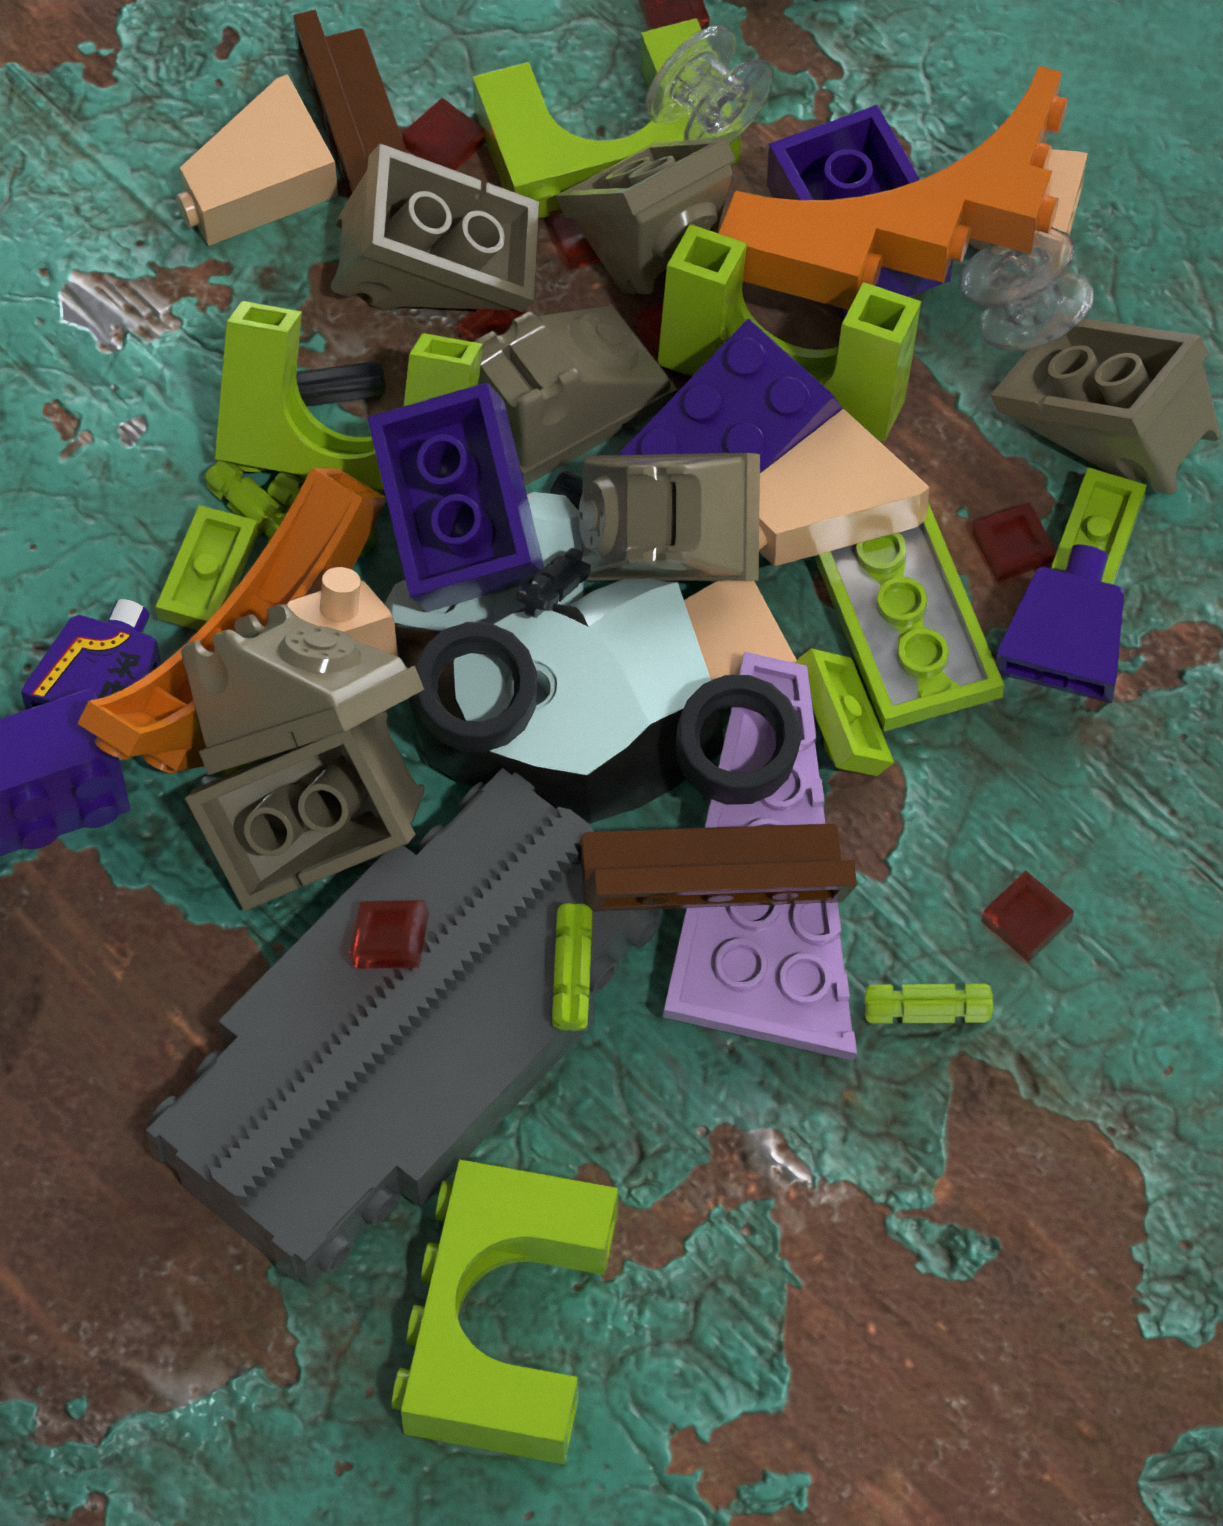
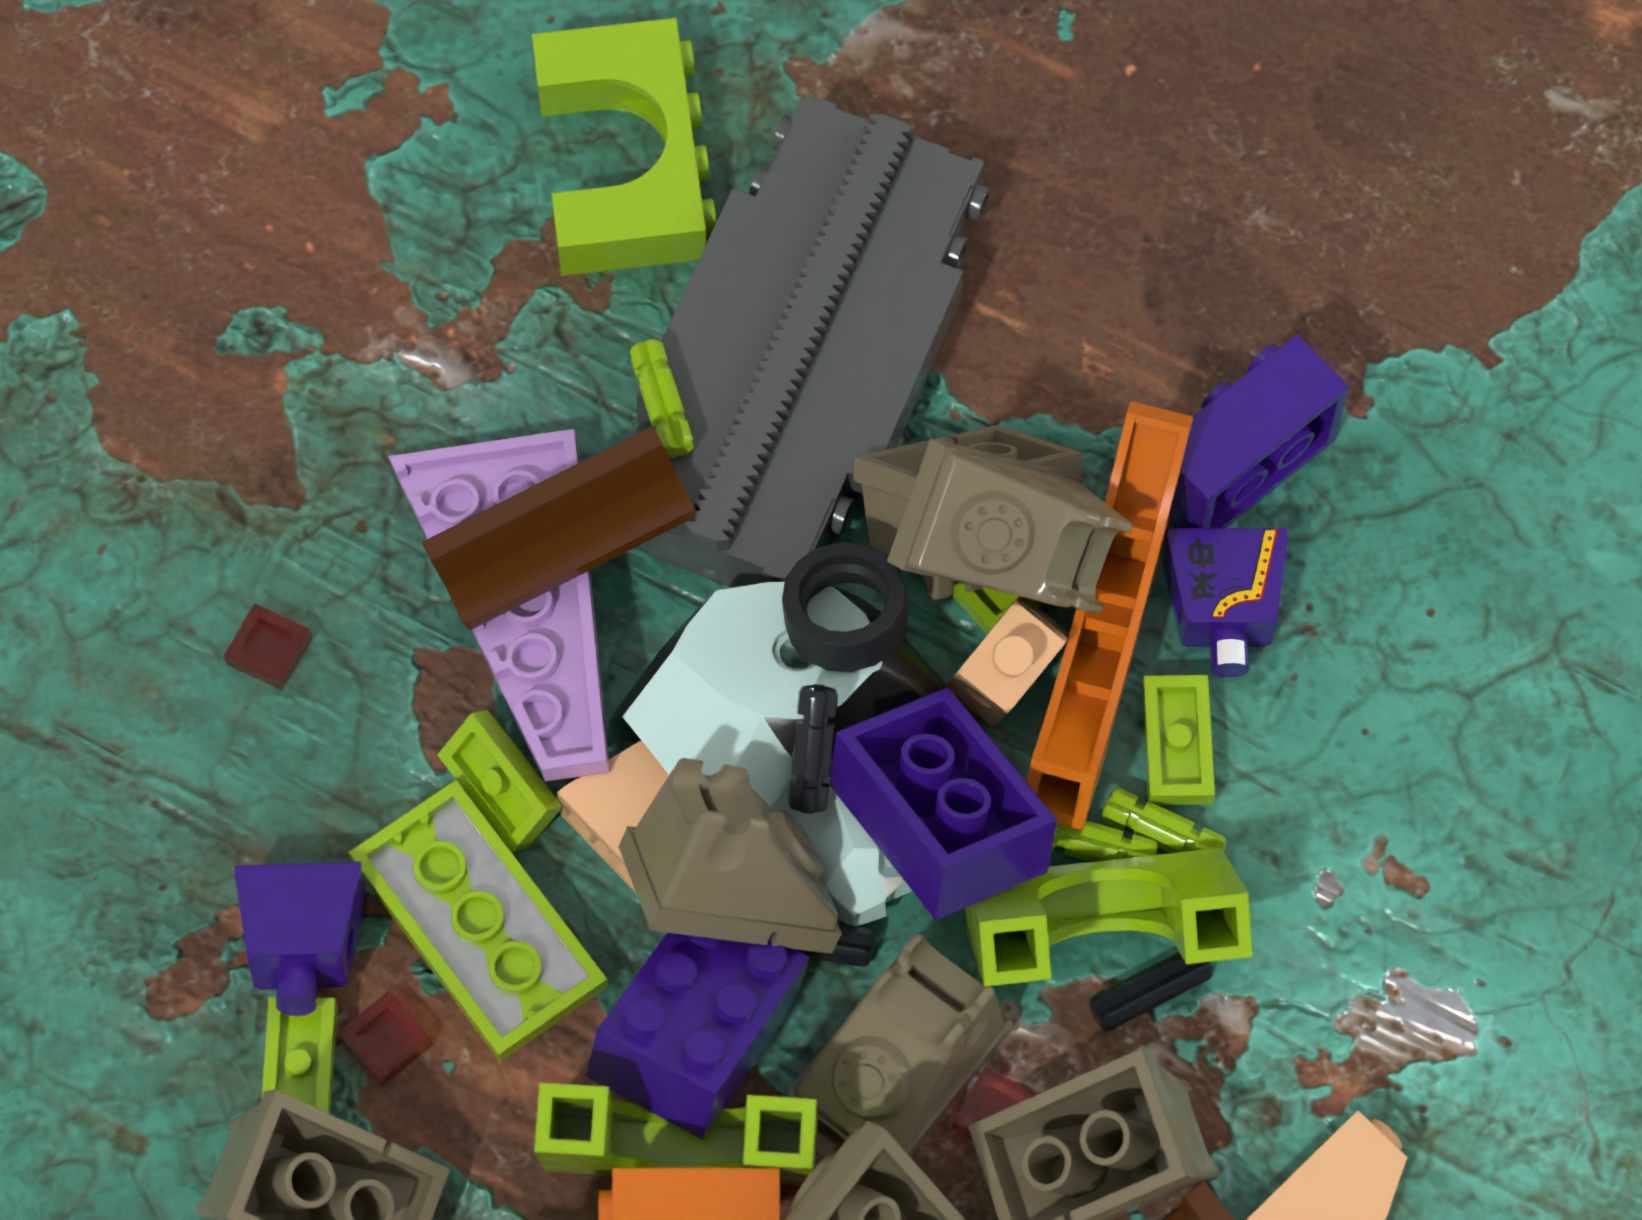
camera: 160 degrees right, 5 degrees up
(389, 934) = (837, 372): clear red tile -> none
(753, 695) = (565, 614): black tyre -> none
(836, 493) = (571, 976): light nougat slope -> none
(928, 1003) = (337, 530): lime axle -> none

